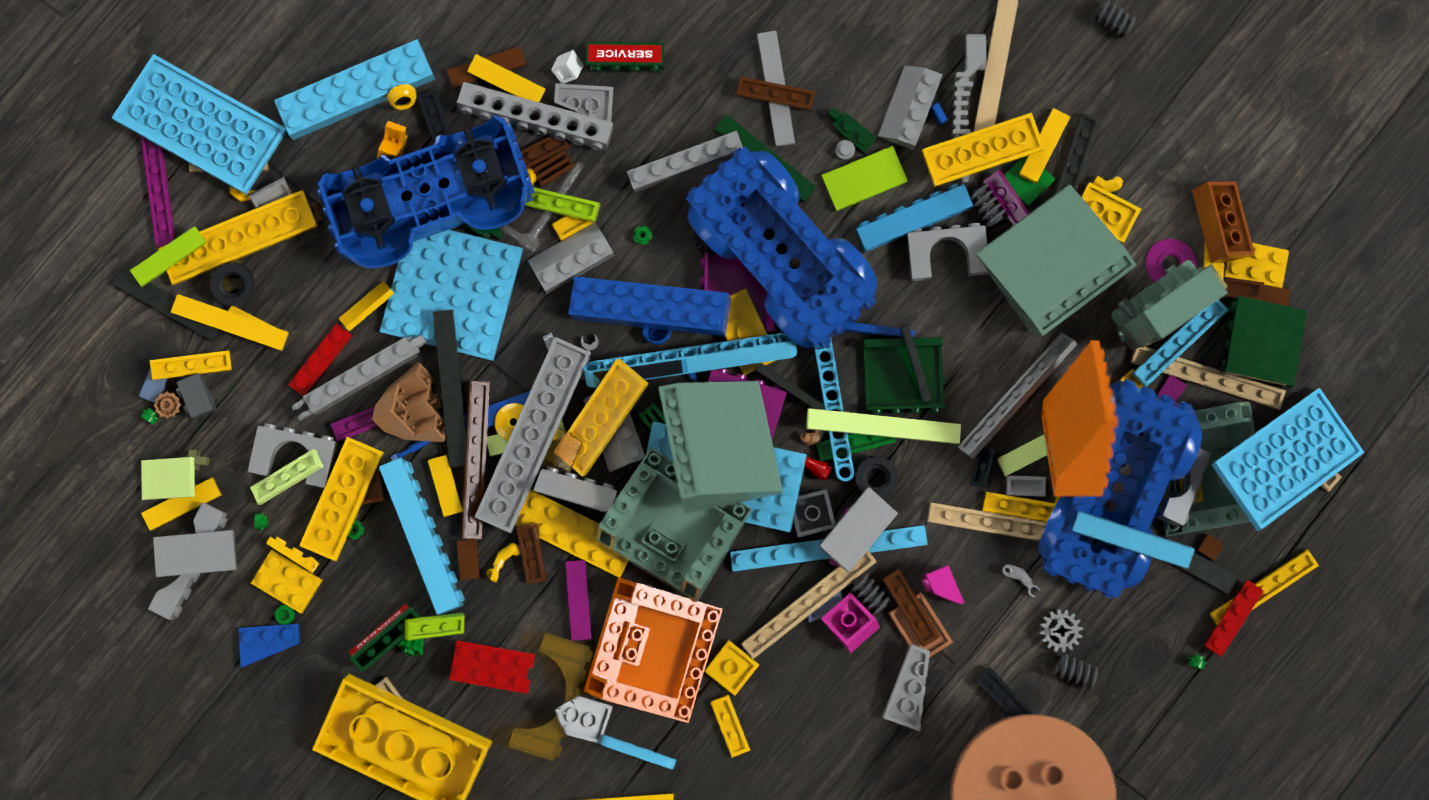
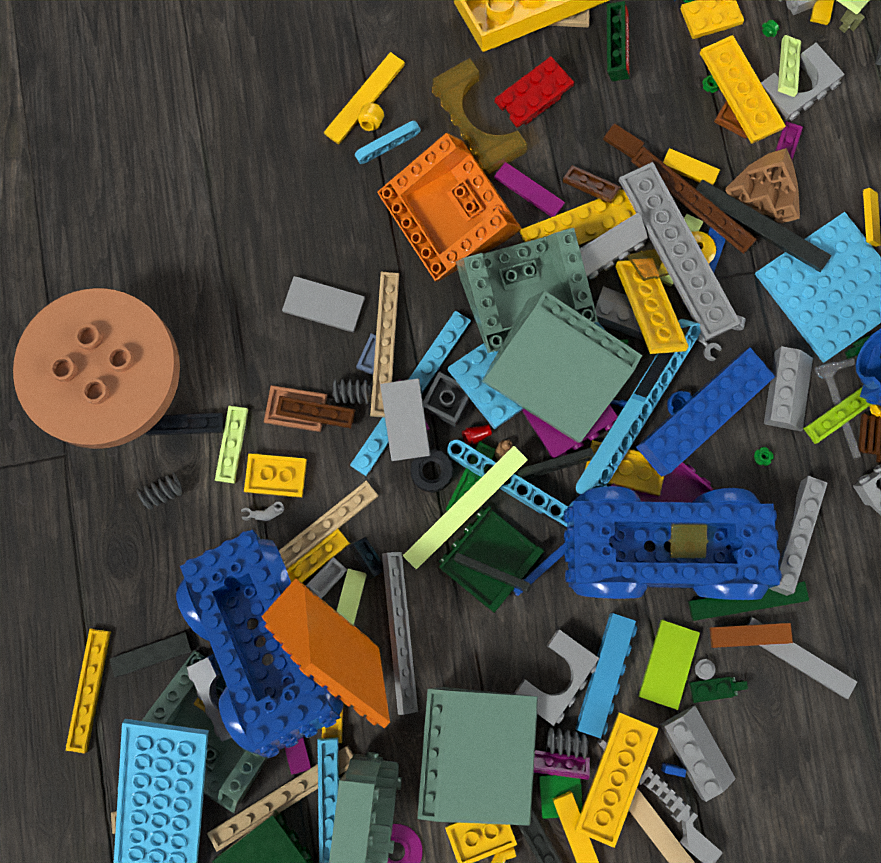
camera: 135 degrees right, 5 degrees down
(295, 555) = (728, 29): yellow hinge -> none
(320, 360) = (855, 157): red plate -> none
(360, 376) = (822, 171): light grey hinge -> none
(411, 647) = (596, 55): green piece -> none
(412, 448) = (737, 168): blue piece -> none
(421, 535) = (670, 118): medium azure brick -> none
(434, 626) = (597, 77): lime tile -> none
(502, 556) = (605, 163): yellow arm -> none
(568, 226) = (815, 407): yellow tile -> none
(584, 718) = (442, 119): light grey tile -> none
(628, 785) = (370, 116): none -> yellow head
(730, 726) = (349, 219): yellow tile -> none
(731, 667) = (388, 253): yellow tile -> none
(767, 237) = (688, 540): none -> clear yellow piece
(775, 93) = (796, 653): reddish brown tile -> none
(791, 136) = (750, 635): none -> dark orange tile
(818, 681) = (323, 304): none -> light grey tile
(850, 622) = (343, 359): dark pink slope -> none
(907, 696) = (258, 358): light grey wing -> none
(942, 584) = (309, 446): dark pink slope -> none
(986, 595) = (275, 475): none -> yellow plate
(992, 652) = (231, 444): none -> yellowish green tile
(1062, 640) = (194, 513): light grey gear -> none
(1133, 539) = (208, 614): medium azure tile -> none
(1197, 662) = (84, 588): green plate -> none
(1210, 547) = (155, 677): reddish brown tile -> none
(1233, 618) = (88, 646): red plate -> none

